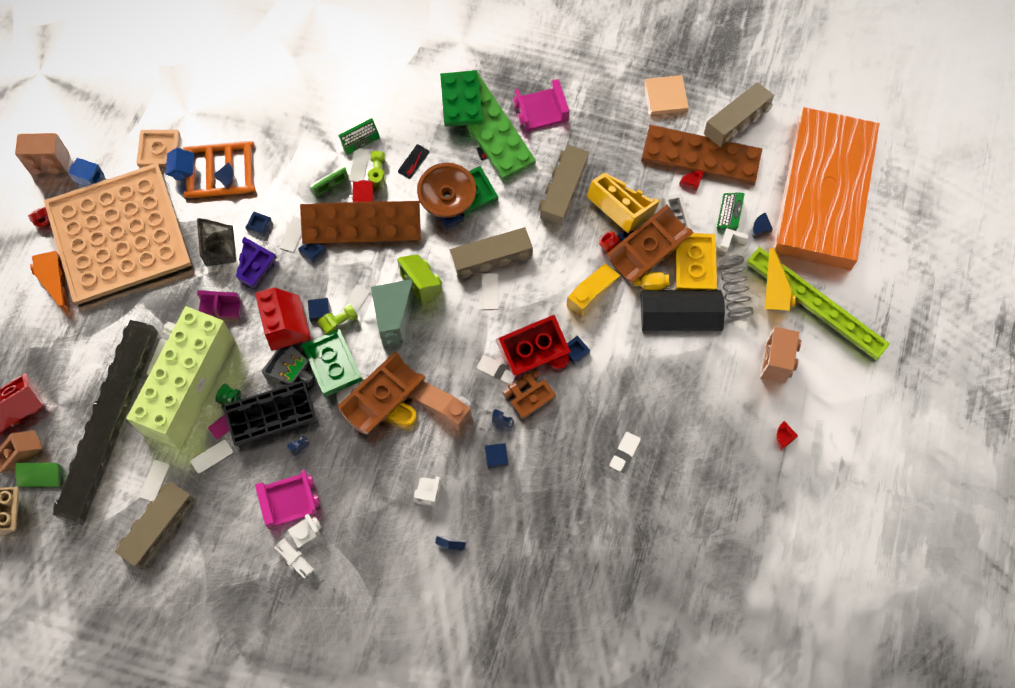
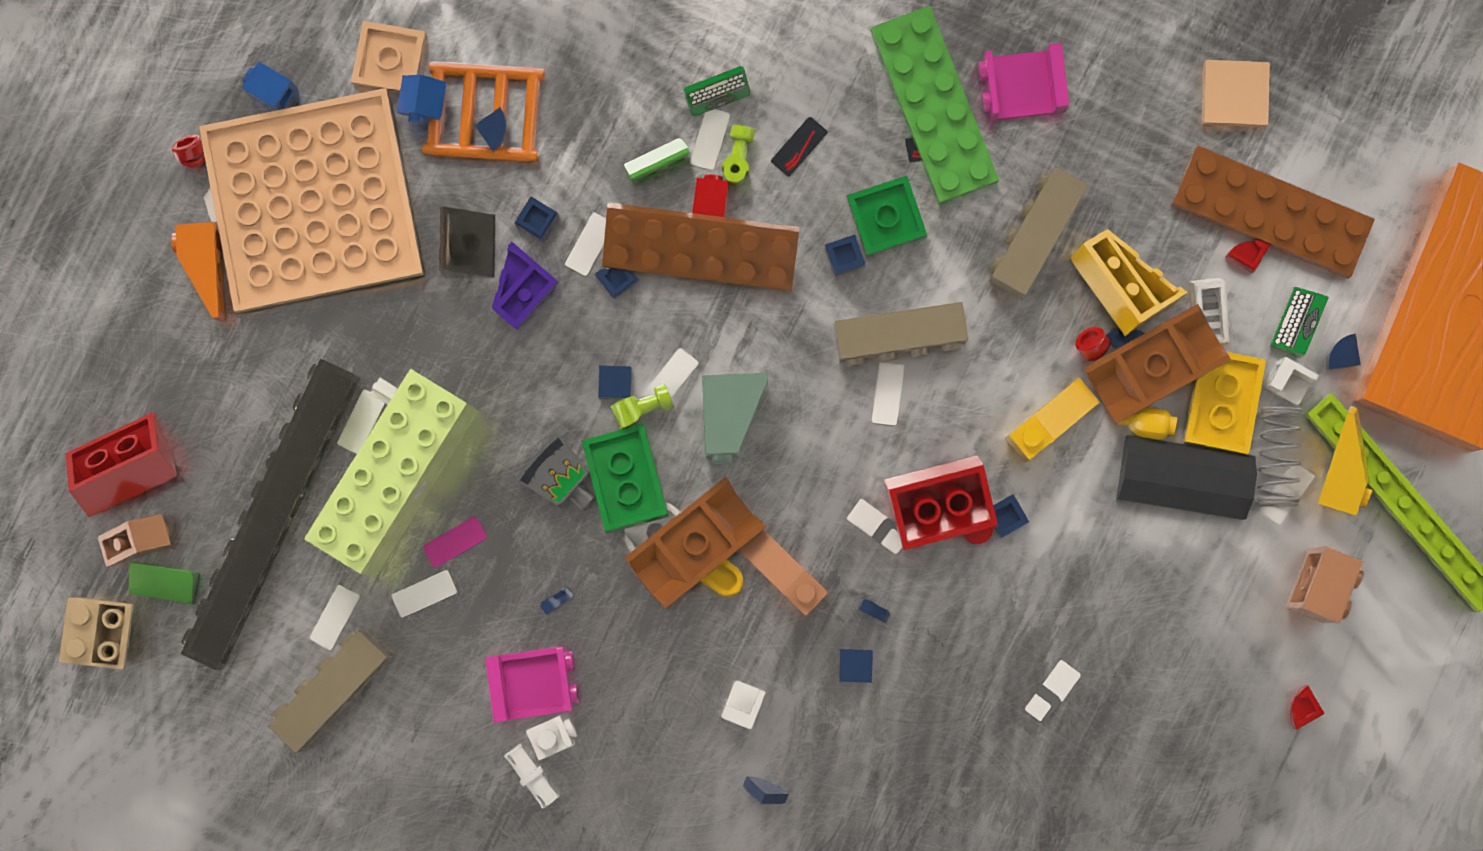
camera: 15 degrees right, 15 degrees up
(42, 153) = (202, 45): nougat brick -> none
(220, 304) = (460, 353): magenta panel -> none
(227, 395) = (458, 505): green wheel -> none
(269, 413) = (520, 546): black piece -> none
(282, 318) = (557, 395): red slope -> none
(424, 282) = (781, 359): lime slope -> none
(444, 180) = (850, 195): dark orange dish -> none
(461, 98) = (894, 51): green plate -> none
(532, 399) = (925, 587): dark orange plate -> none
(739, 114) = (1349, 155): dark tan brick -> none

